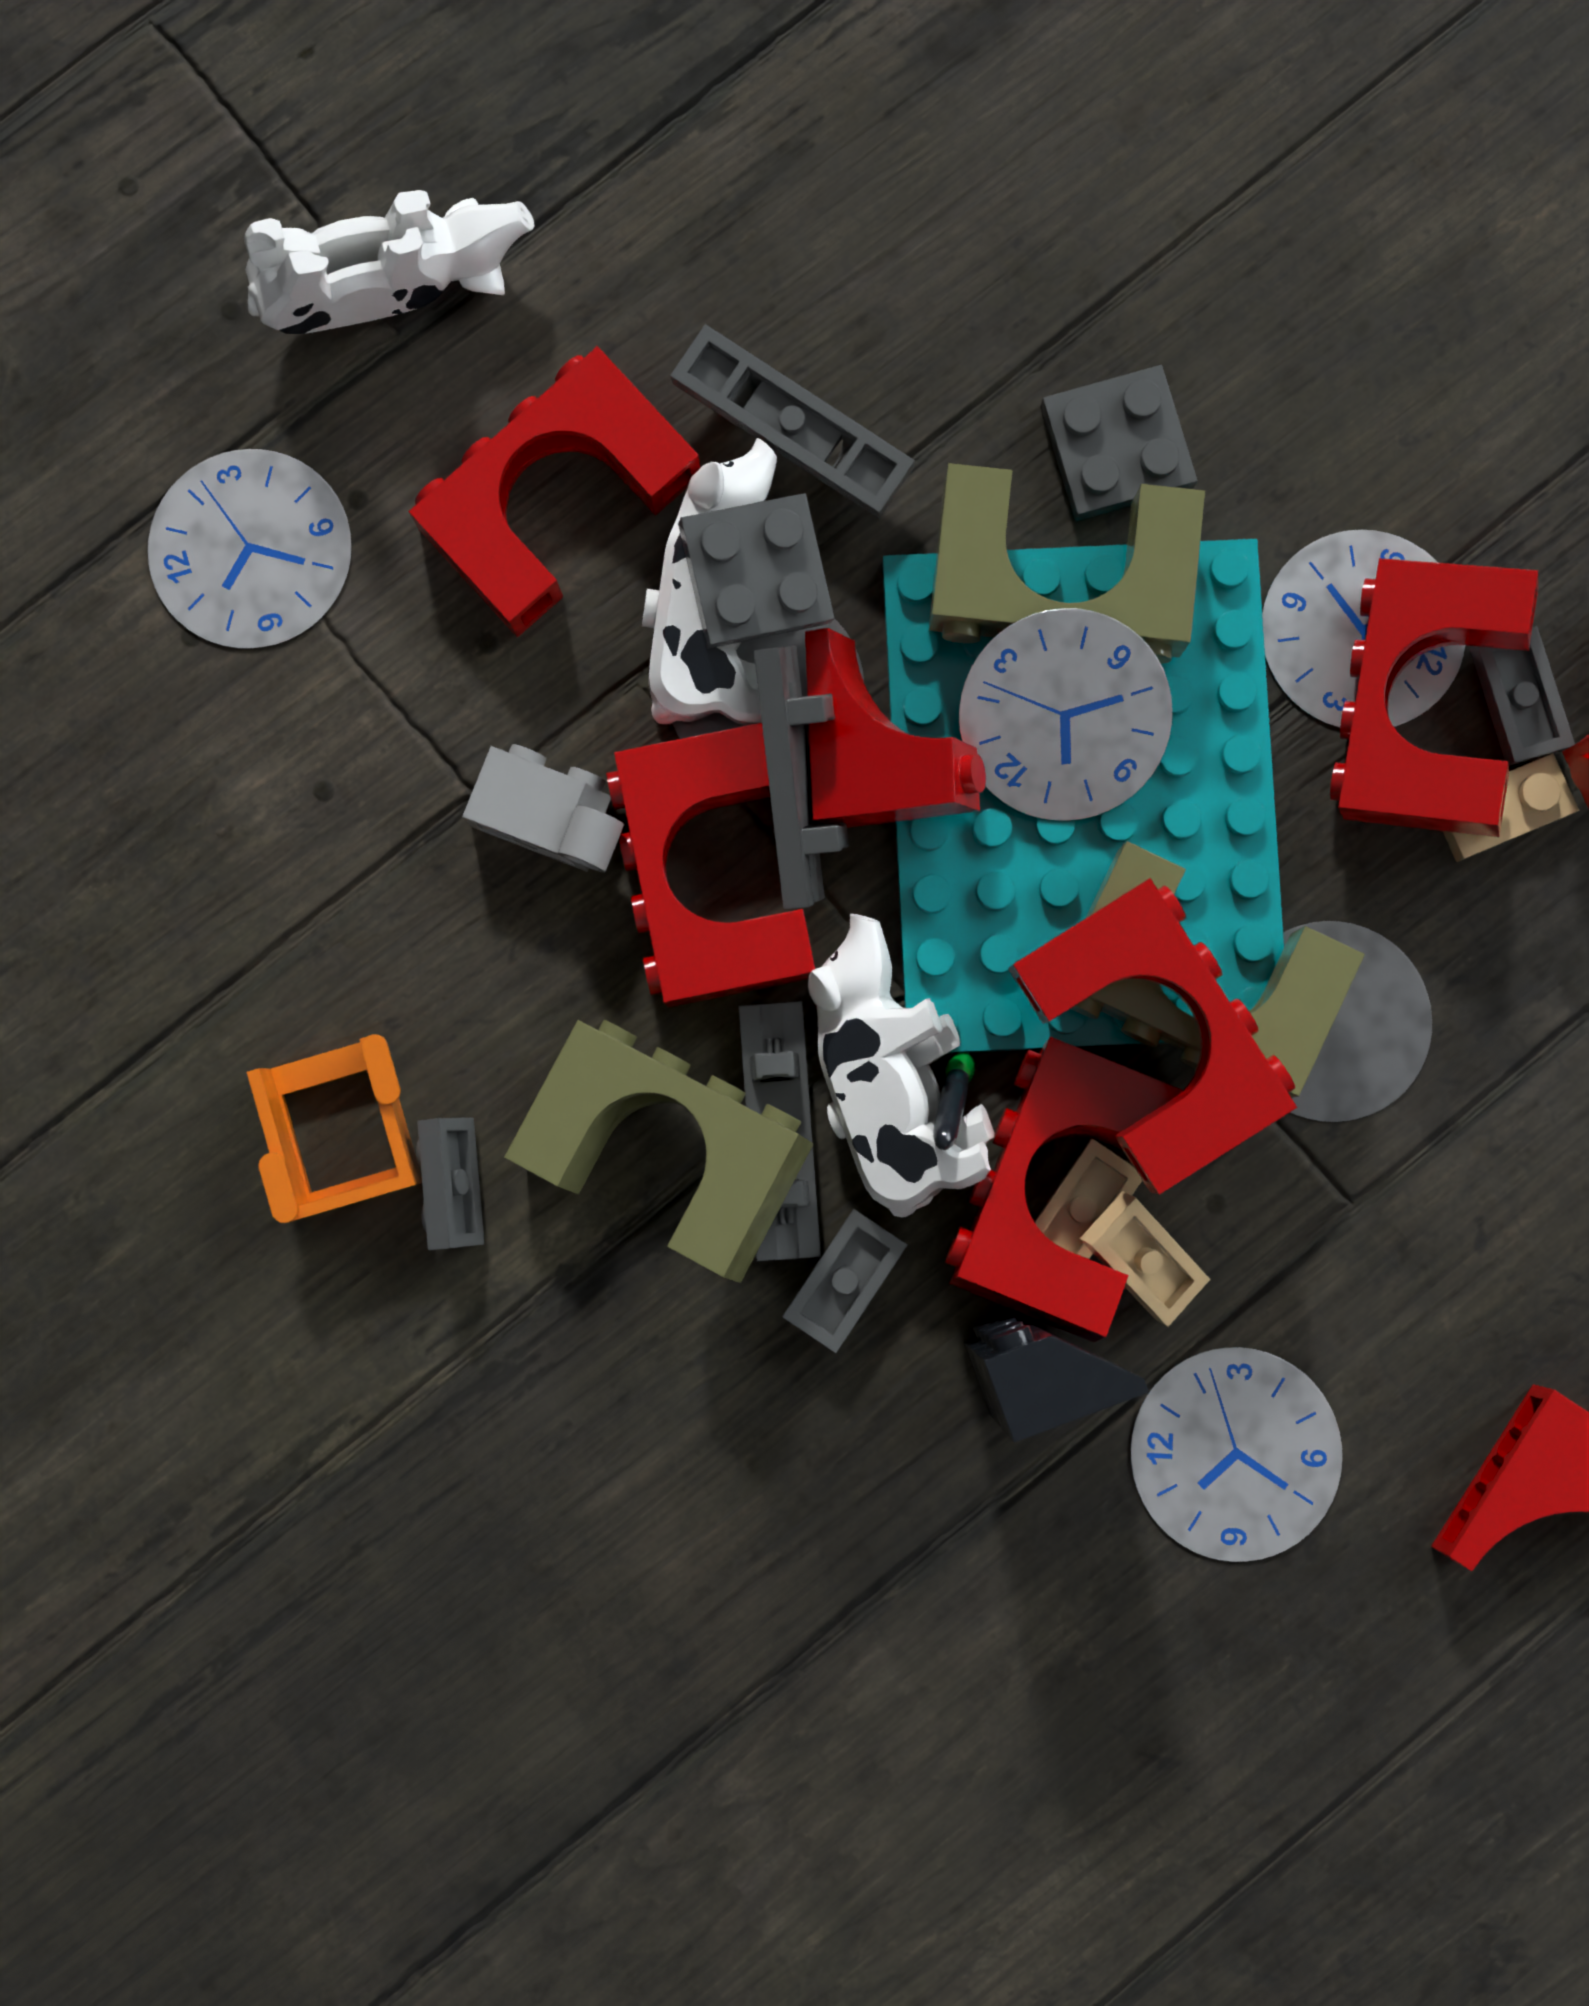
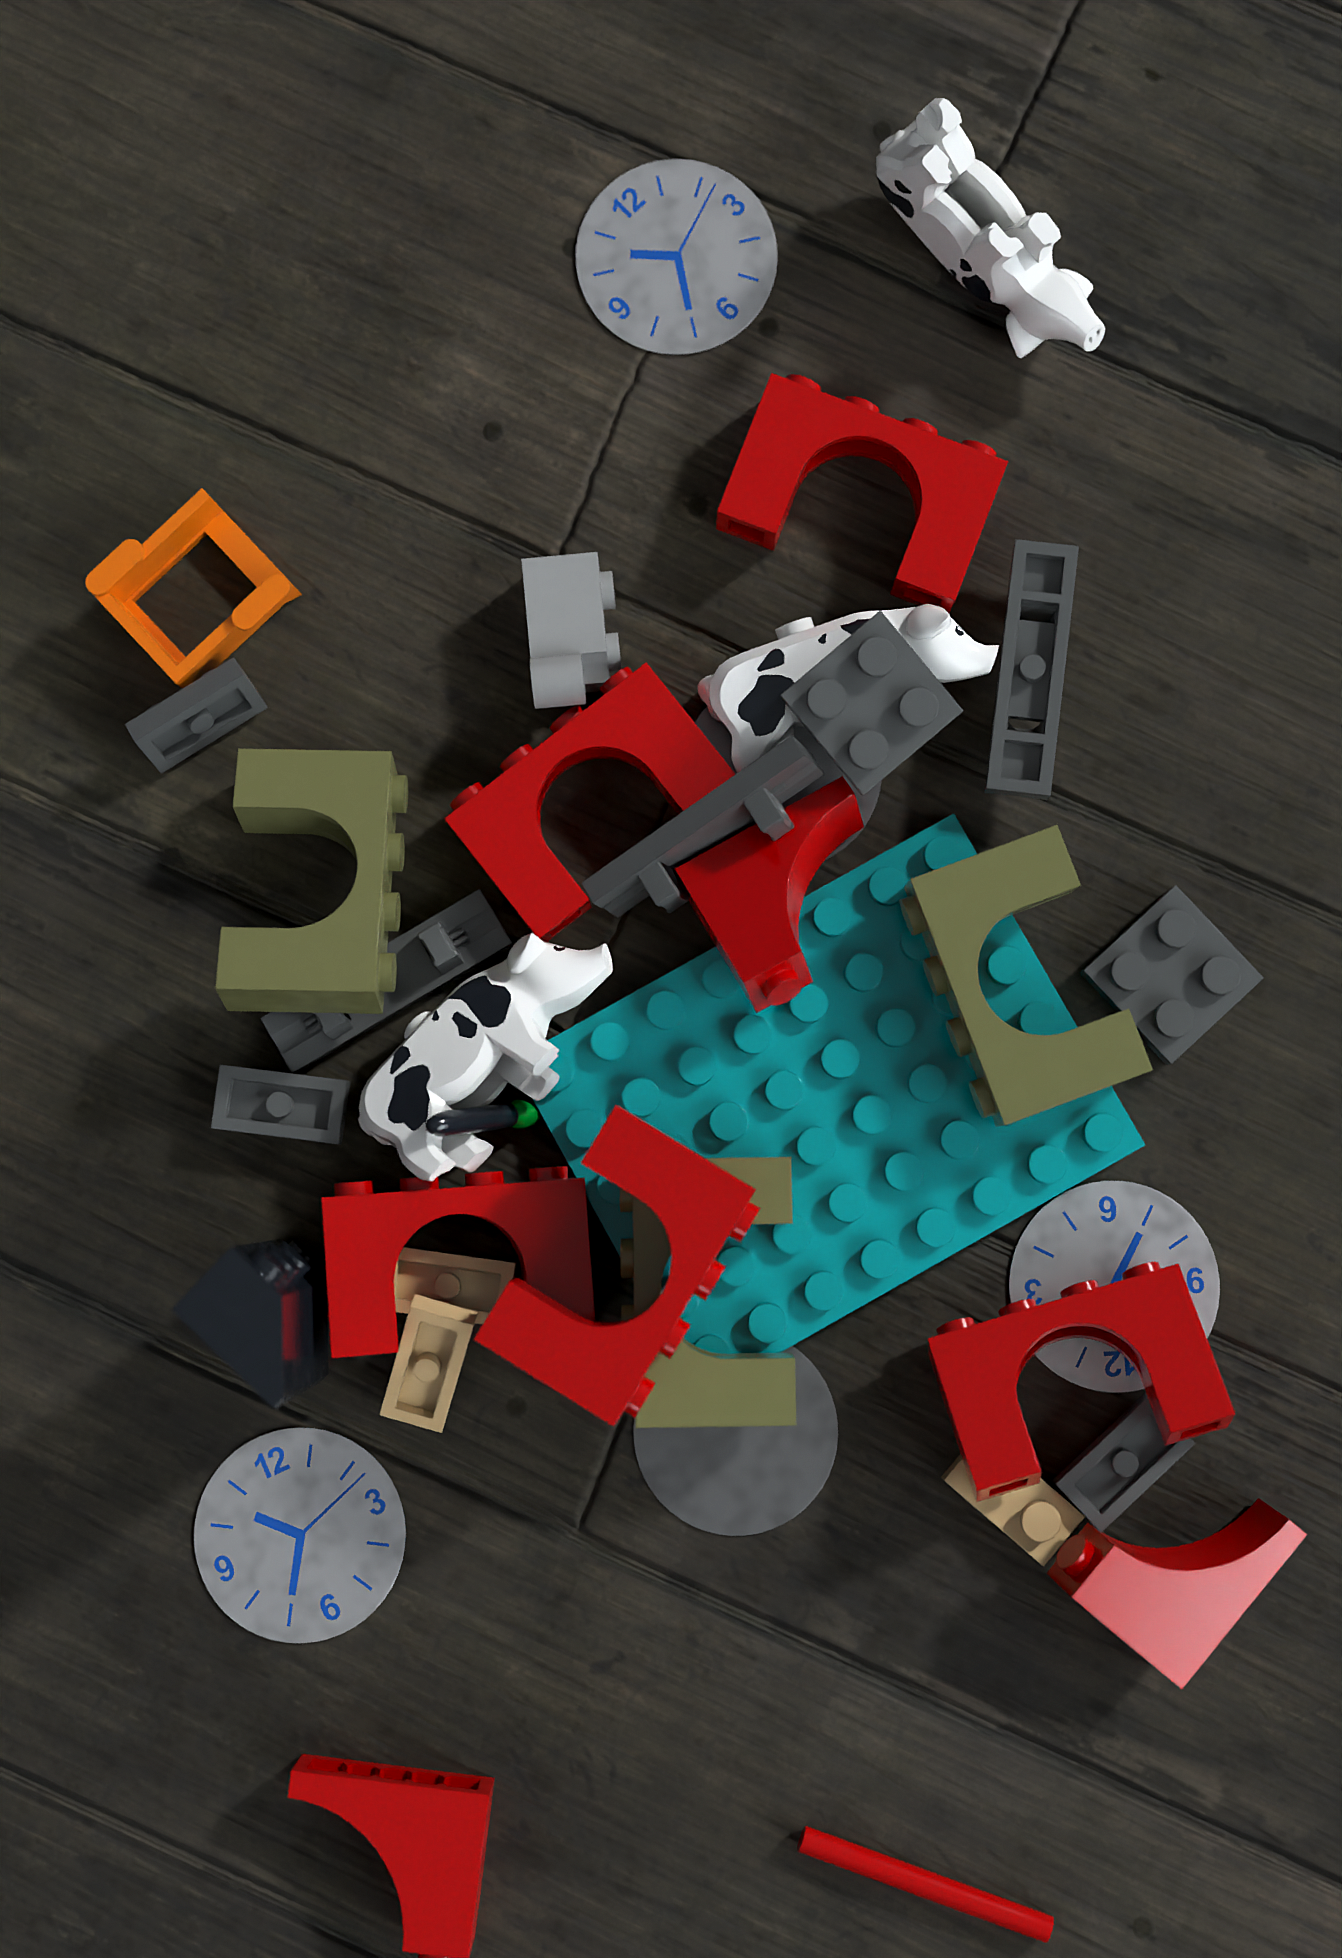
camera: 65 degrees right, 0 degrees up
(1066, 713) = (884, 1047): flat silver sticker -> none

